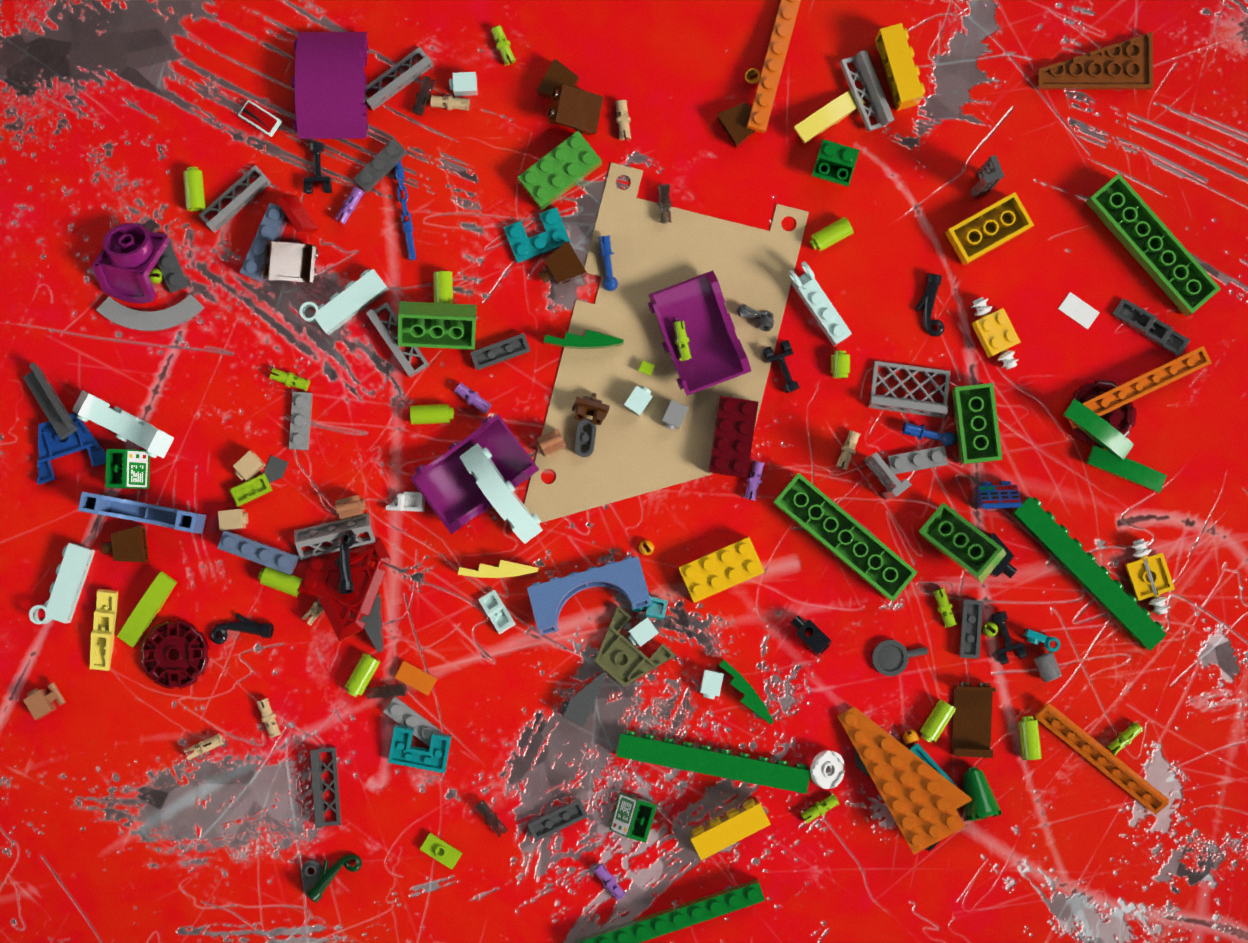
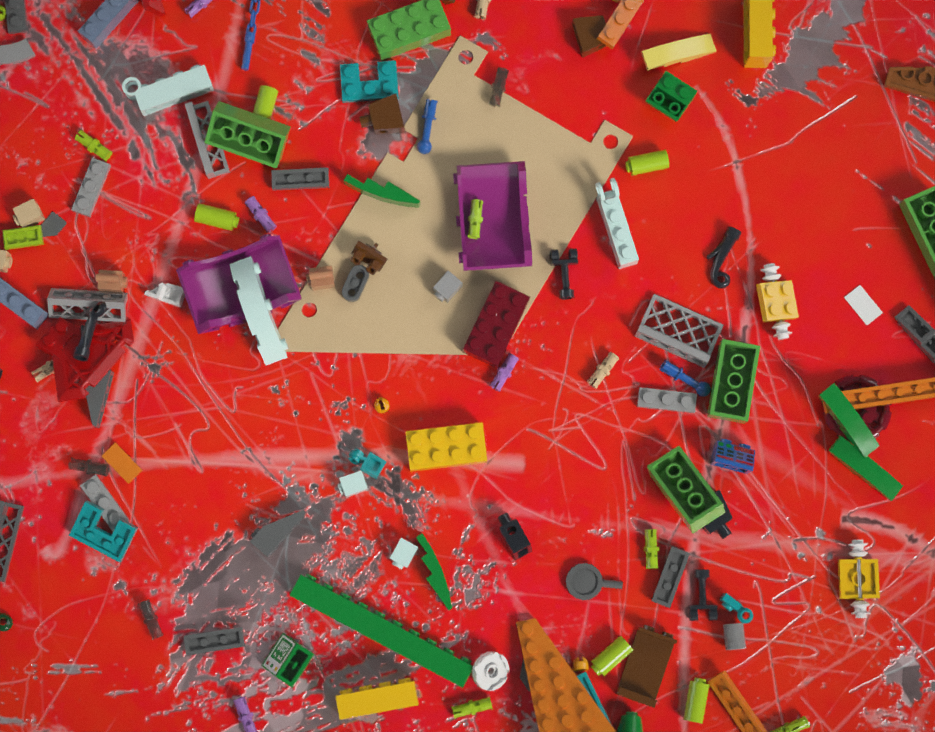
camera: 10 degrees right, 5 degrees down
(280, 581) = (21, 330): lime brick -> none
(290, 261) = (128, 35): panel -> none
(362, 675) = (71, 443): lime brick -> none
(441, 850) = (92, 637): lime plate -> none
(497, 611) = (219, 423): light aqua slope -> none
(505, 569) = (238, 385): light yellow slope -> none
(551, 596) = (275, 423): medium blue arch -> none
(622, 658) = (326, 504): olive wing -> none
(638, 400) = (417, 262): light aqua brick -> none
(646, 368) = (434, 235): lime piece -> none
(765, 323) = (560, 226): dark grey piece -> none
(840, 364) = (619, 287): lime brick -> none
(845, 537) = (574, 451): bright green brick -> none
(871, 90) = (725, 41): light grey fence -> none
(886, 476) = (630, 402): fence -> none
(988, 633) = (686, 586): lime hinge -> none
(989, 176) = (811, 150): dark grey fence -> none
(989, 228) = (799, 201): yellow brick -> none
(1089, 573) = (800, 558): green brick -> none

